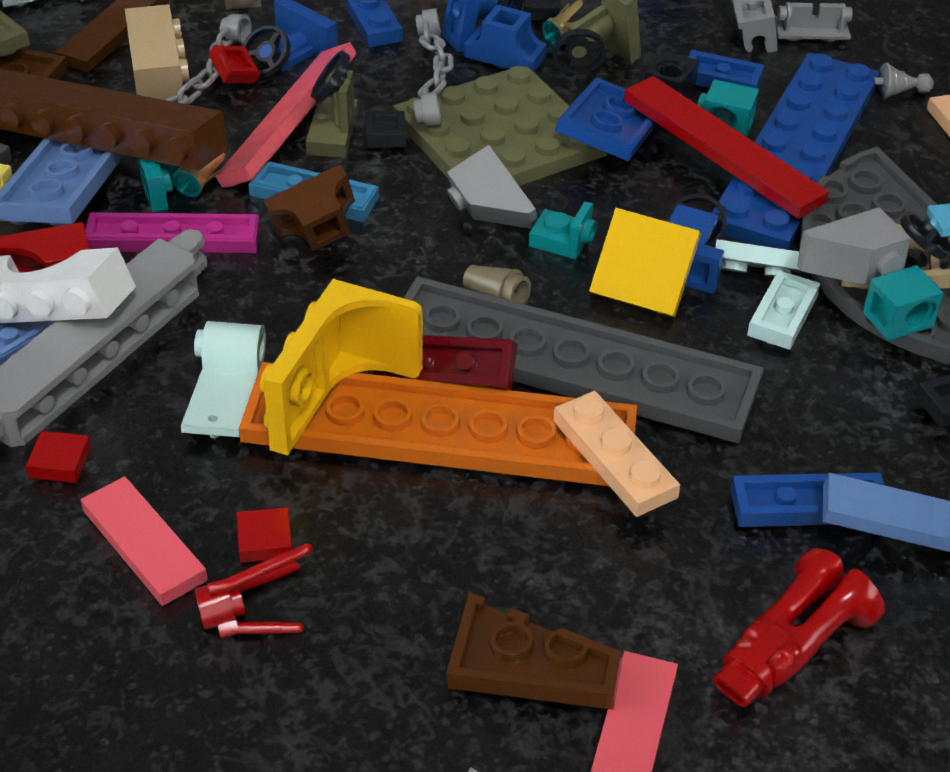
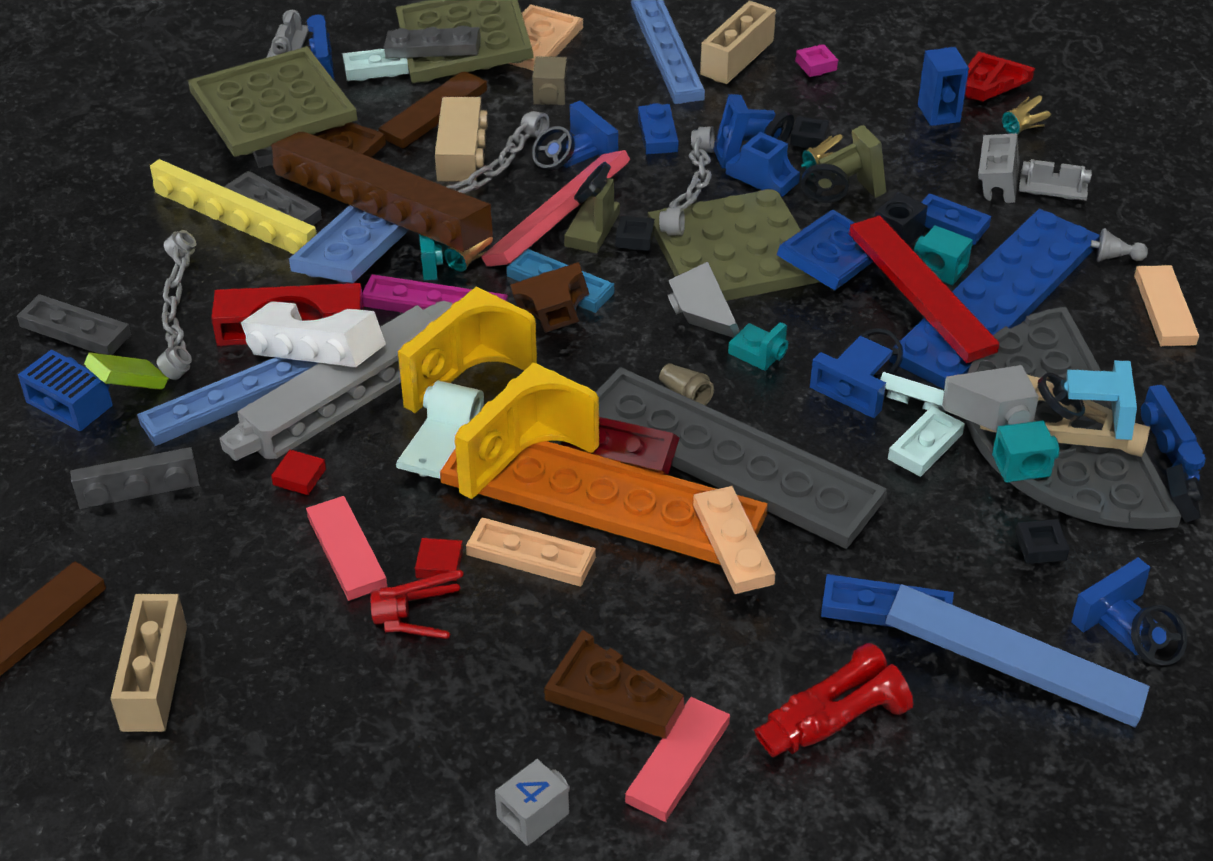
camera: 15 degrees right, 0 degrees up
(234, 64) = (523, 157): red tile -> none
(234, 259) = (467, 334): none -> yellow bracket
(373, 507) = (531, 551): none -> light nougat tile
(645, 262) = (815, 383): yellow tile -> none

